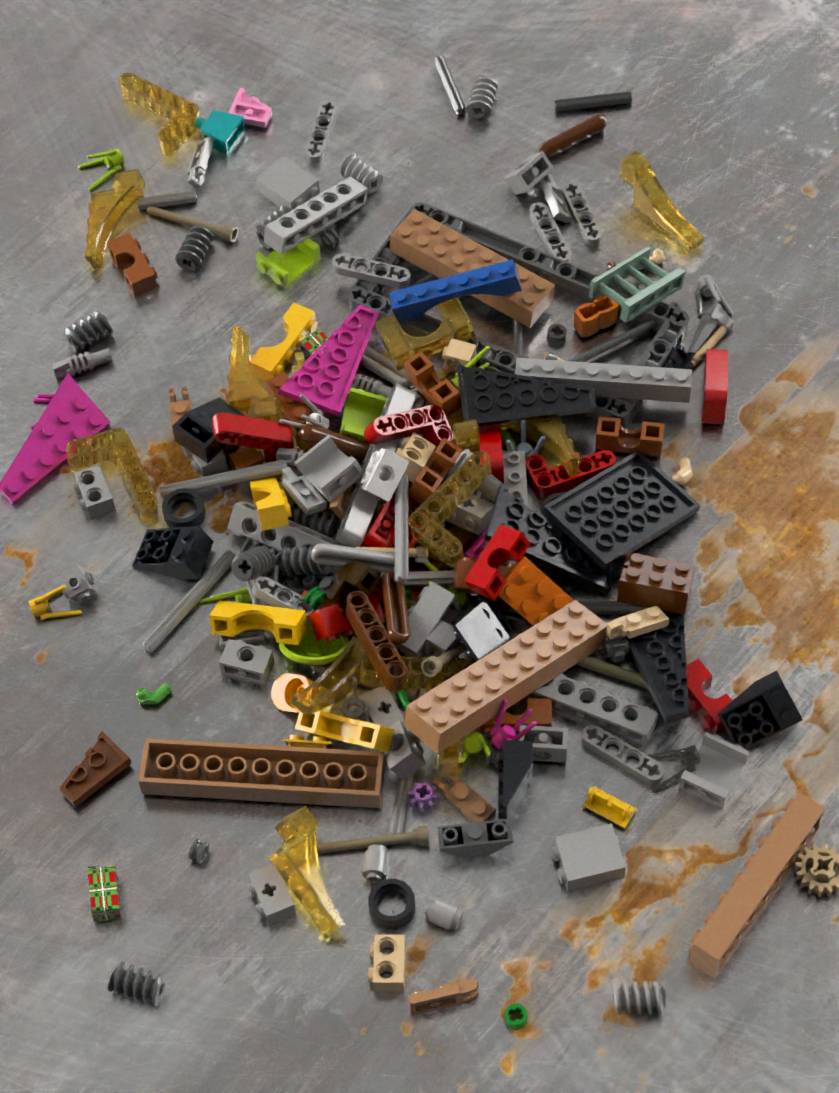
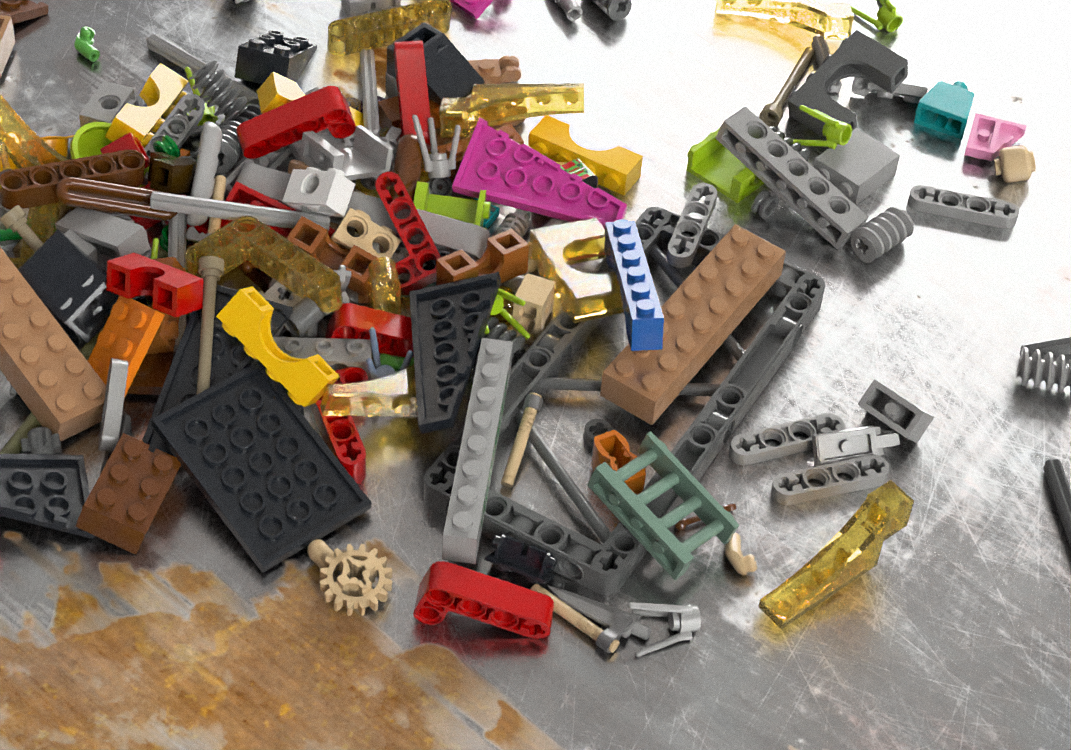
camera: 85 degrees right, 10 degrees down
(127, 252) = (696, 37): dark orange arch -> none
(166, 104) = (936, 65): clear yellow beam -> none
(181, 496) = (335, 54): black tyre -> none
(194, 248) = (740, 78): dark grey piece -> none
(220, 205) = (854, 58): none -> dark grey arch
(270, 184) = (834, 130): none -> lime plant
(281, 98) = (1015, 164): none -> tan head
(297, 480) = (286, 123): none -> red beam
(482, 526) = (210, 269): none -> dark tan piece
(556, 478) = (249, 320): none -> yellow arch
(573, 136) = (986, 477): reddish brown piece -> none
(582, 586) = (113, 405): none -> light grey beam
(615, 438) = (390, 498): dark orange arch -> none
(637, 623) = (63, 461): tan hinge -> none
(704, 453) = (352, 592): none -> tan gear

